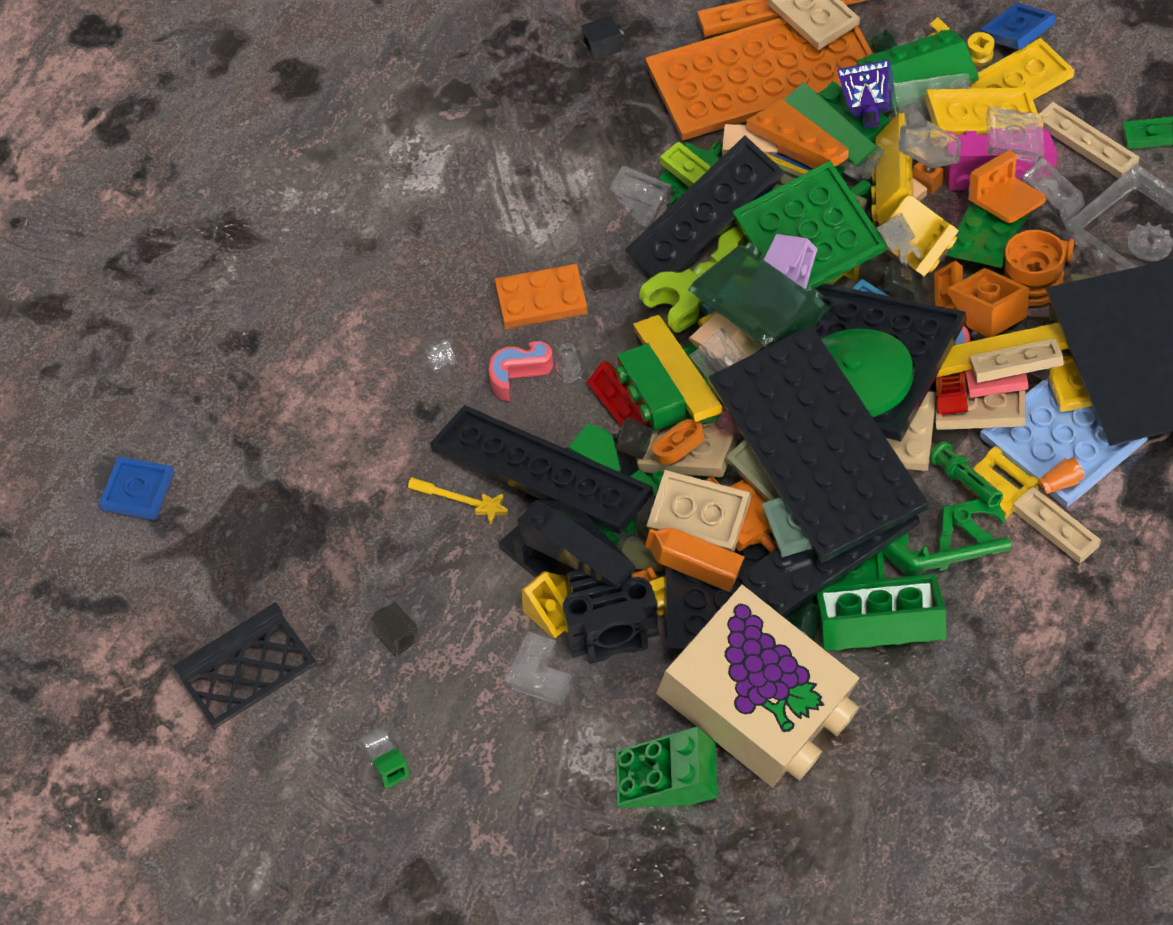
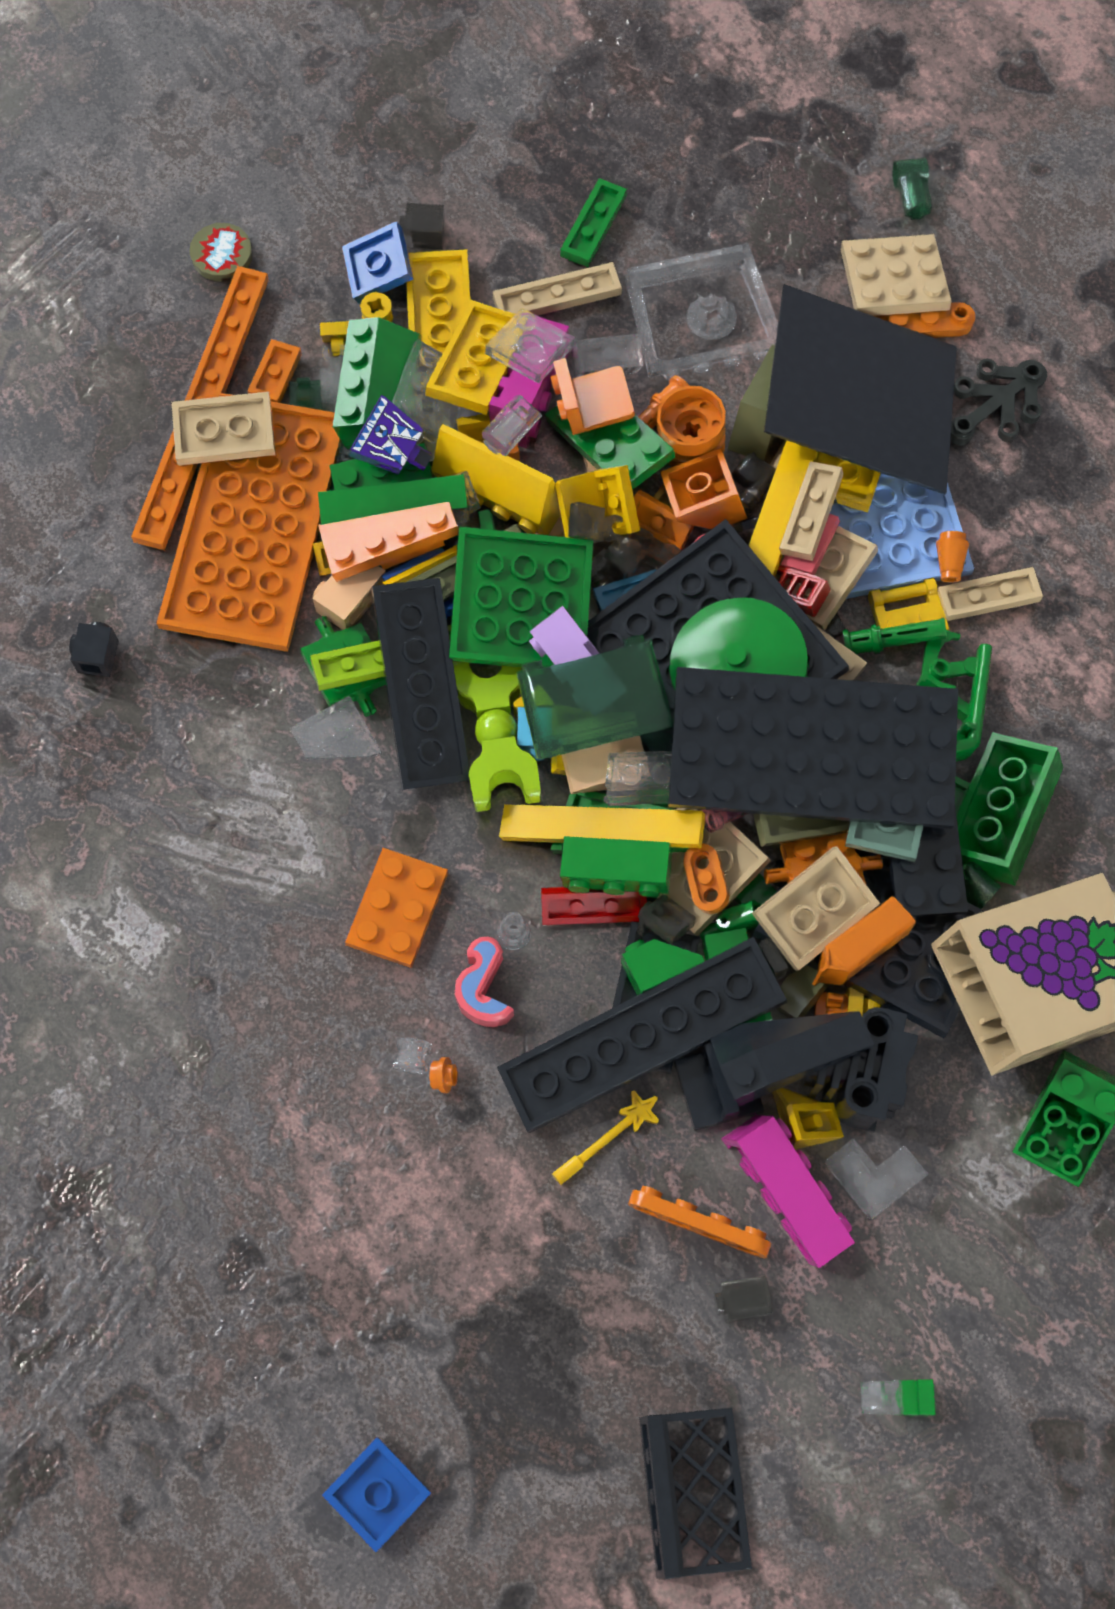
camera: 65 degrees left, 15 degrees up
(435, 586) = (714, 1227): none -> orange plate
(438, 379) = (443, 1075): none -> orange plate
(488, 612) = (791, 1188): none -> dark pink wedge
(892, 18) = (276, 370): none -> orange plate
(1073, 37) = (423, 226): none -> clear smoke brick

